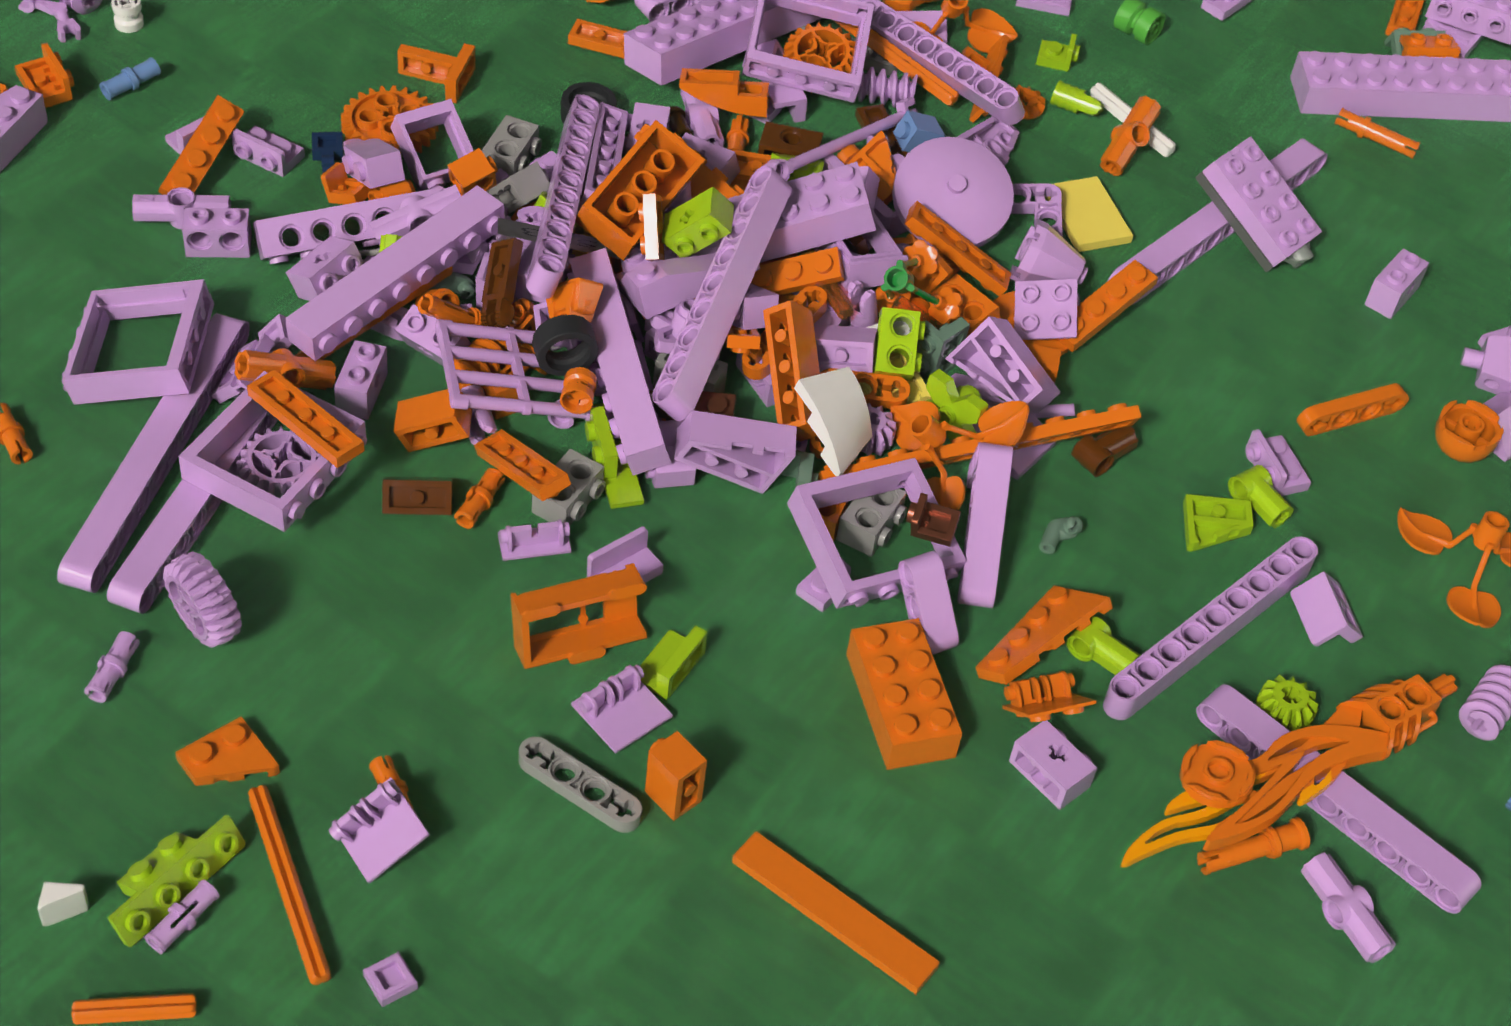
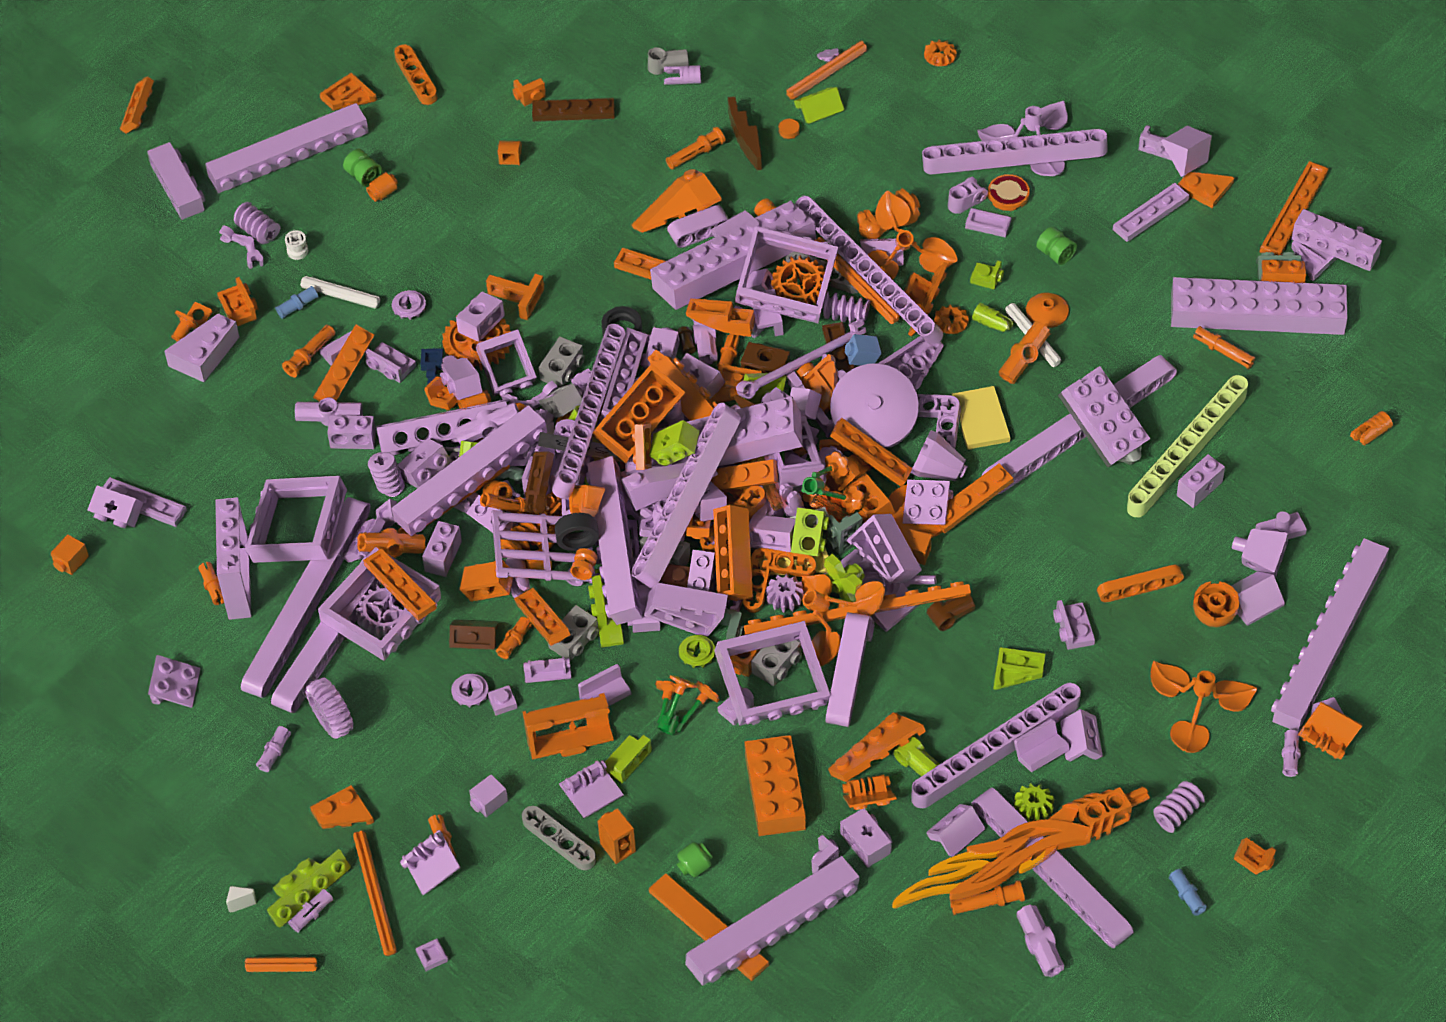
camera: 15 degrees right, 5 degrees up
(40, 390) = (233, 561): none -> lavender window
(142, 141) = (303, 356): none -> orange pin
(194, 68) = (341, 292): none -> white axle
(272, 281) = (386, 474): none -> lavender piece
(278, 79) = (401, 300): none -> lavender gear
(394, 88) = (480, 316): none -> lavender brick
(405, 567) = (463, 683): none -> lavender gear
(462, 724) = (488, 796): none -> lavender brick
(469, 586) = (502, 700): none -> lavender plate
(472, 171) = (531, 387): orange brick -> none
(729, 609) = (668, 721): none -> plant
(752, 394) = (702, 571): none -> lavender brick
(767, 509) = (689, 646): none -> lime gear
(798, 807) = (694, 859): none -> bright green head
(837, 416) = (756, 588): white slope -> none
(929, 599) = (799, 724): lavender beam -> none
(932, 521) = (807, 668): copper bracket -> none
(935, 899) = (772, 921): none -> lavender brick
(999, 793) = (828, 853): none -> lavender bracket
(1059, 530) = (905, 671): sand green arm -> none
(1135, 86) = (1047, 309): none -> orange dish
(1175, 739) = (957, 829): none -> lavender panel
(1217, 774) = (965, 850): orange tile -> none
(1256, 486) = (1052, 644): lime piece -> none
(1275, 625) = (1040, 746): none -> lavender panel
(1364, 246) = (1187, 446): none -> yellowish green beam

